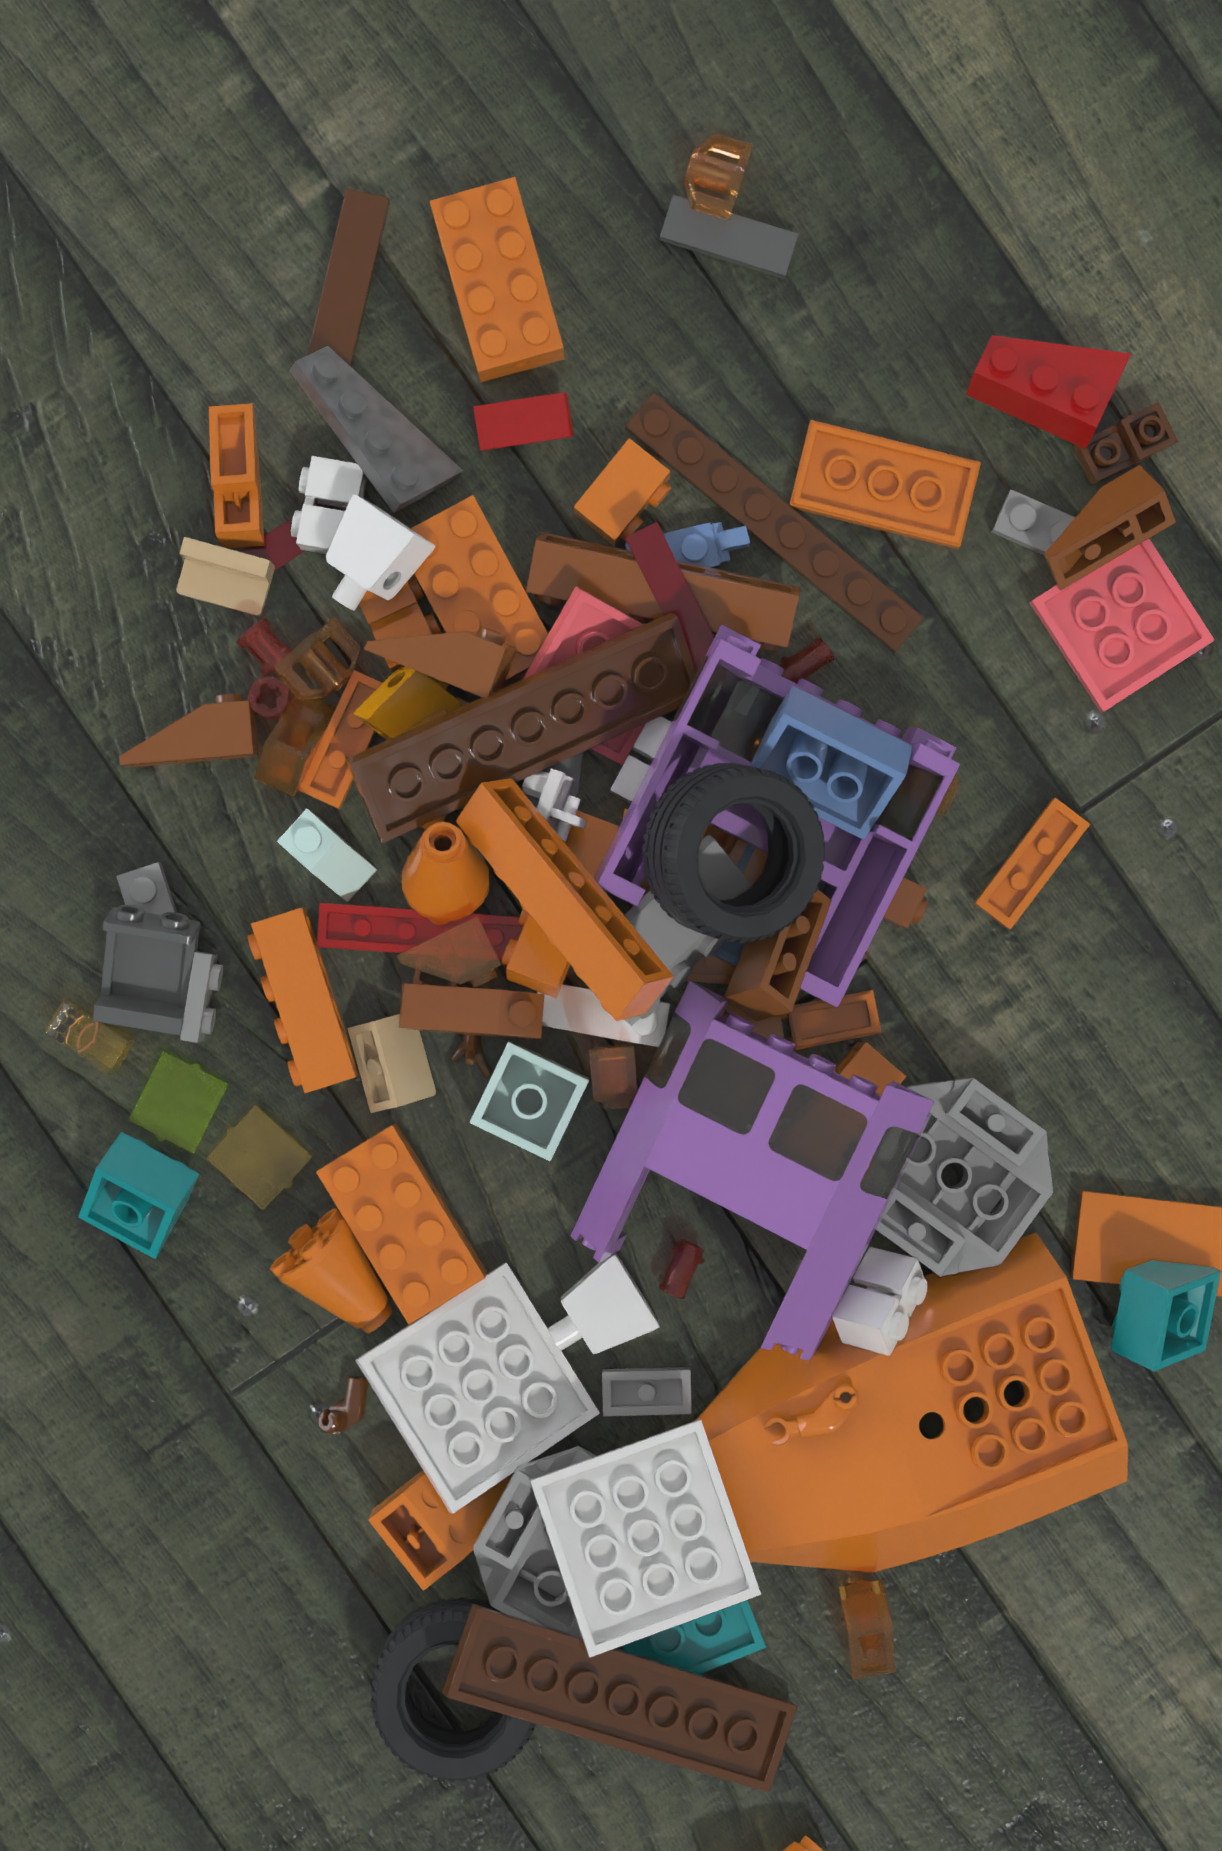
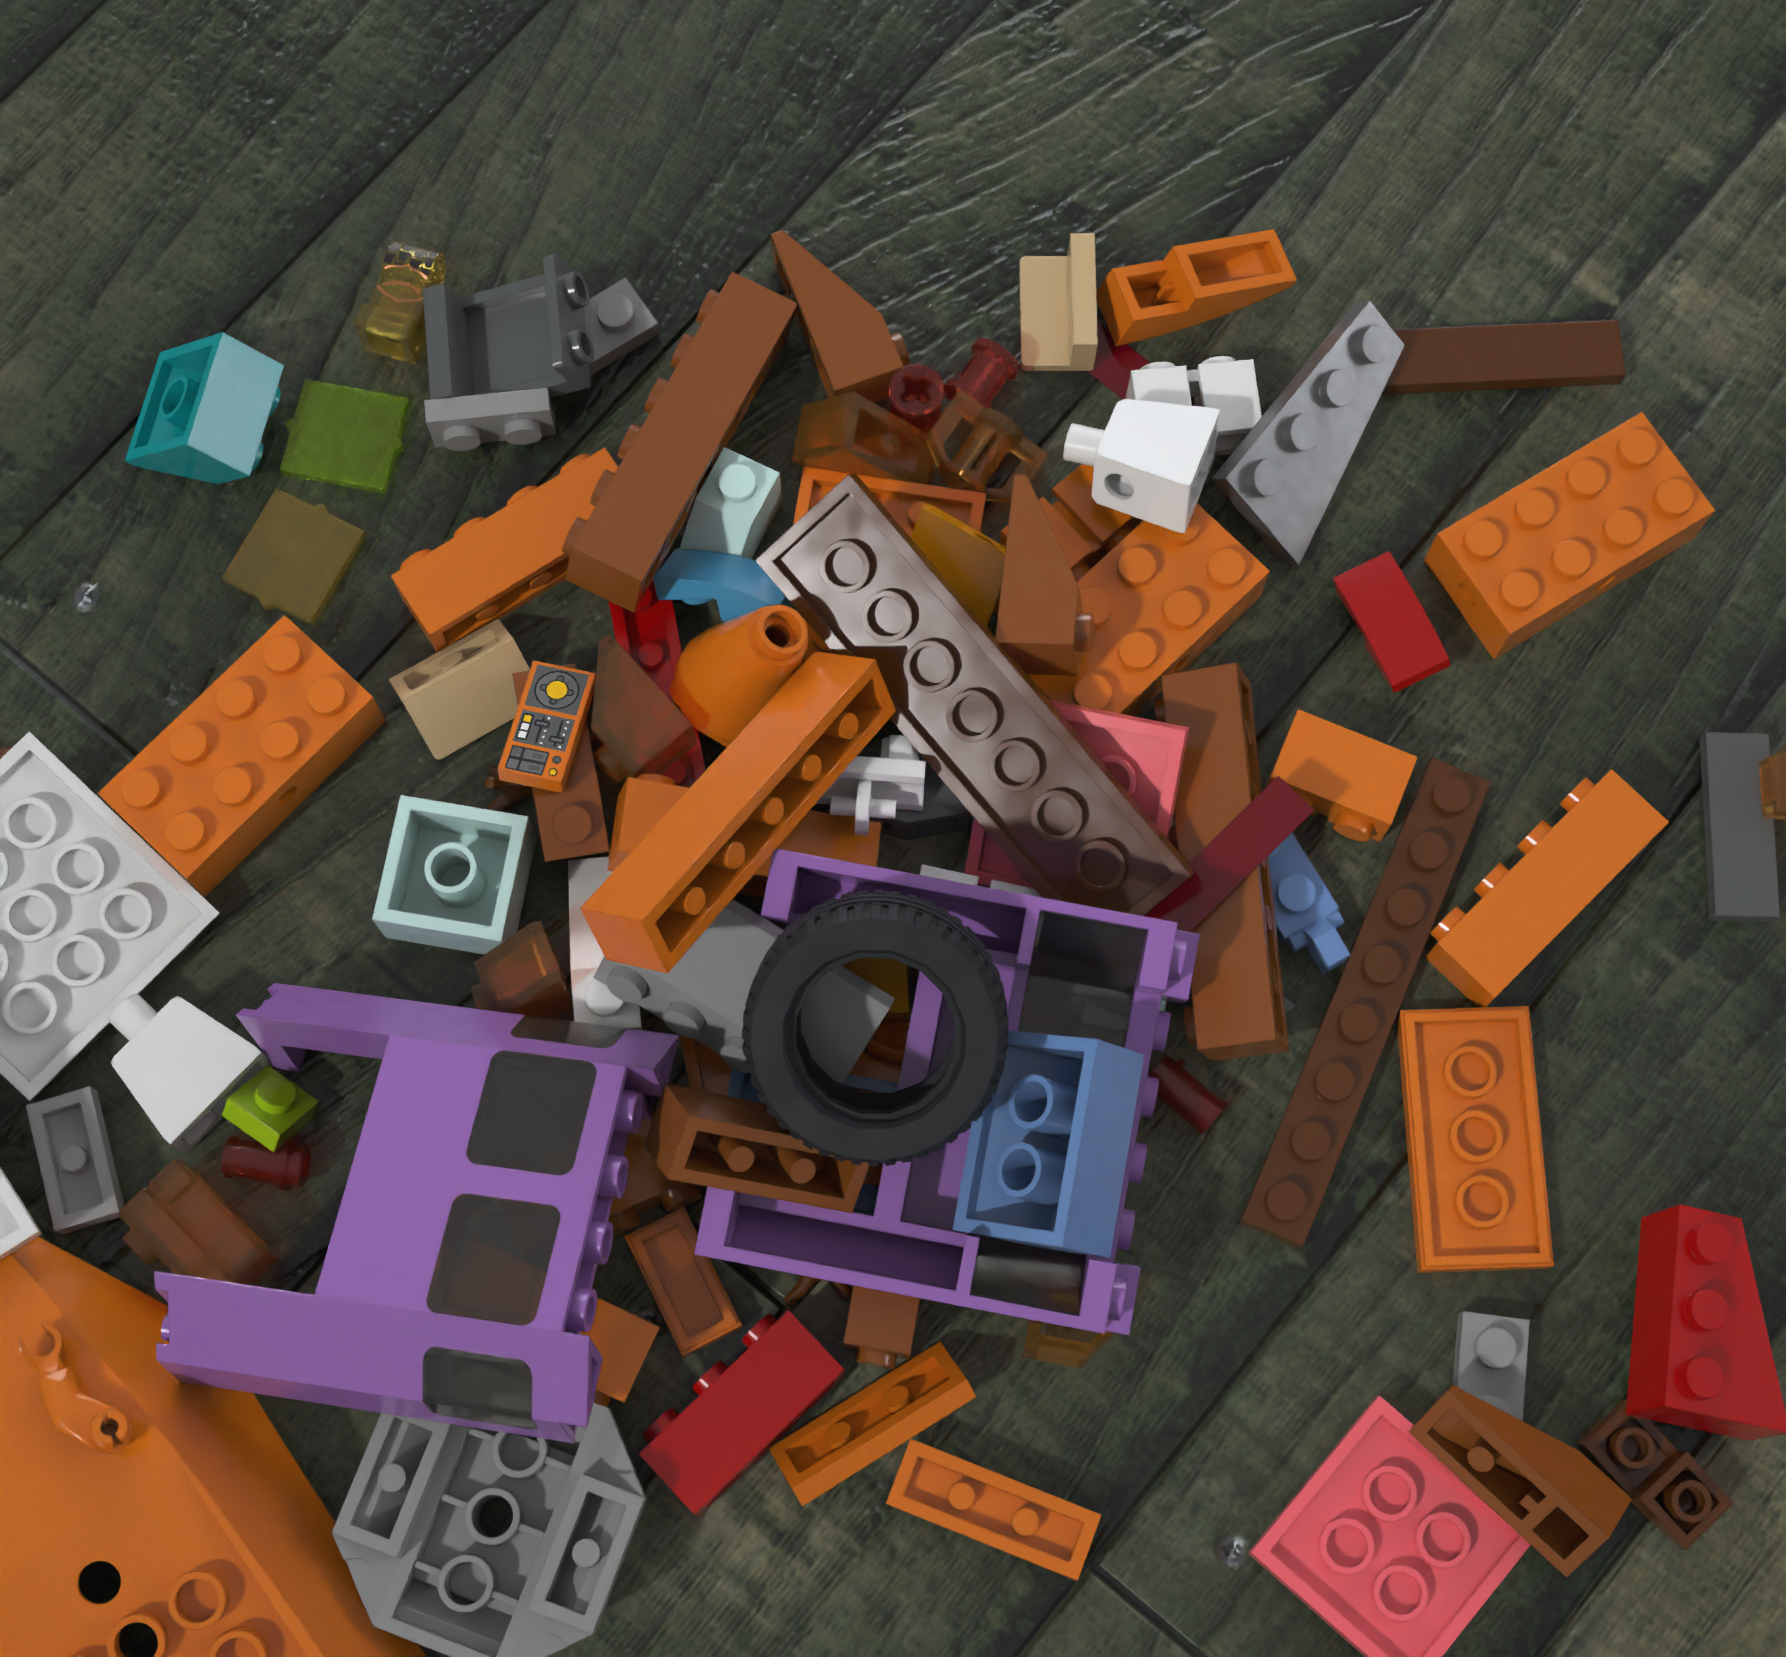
camera: 75 degrees right, 15 degrees down
(263, 868) = (679, 443): none -> dark orange brick
(334, 1273) = (147, 681): orange cone -> none
(368, 871) = (706, 575): none -> dark azure slope
(450, 1013) = (547, 726): none -> tile
(648, 1258) = (270, 1108): none -> lime plate
(720, 1324) = (193, 1229): none -> clear orange brick
(737, 382) = (1545, 889): none -> orange brick
(880, 1313) = (249, 1454): white piece -> none
(928, 1005) = (740, 1411): none -> red brick
(958, 924) = (871, 1423): none -> orange plate

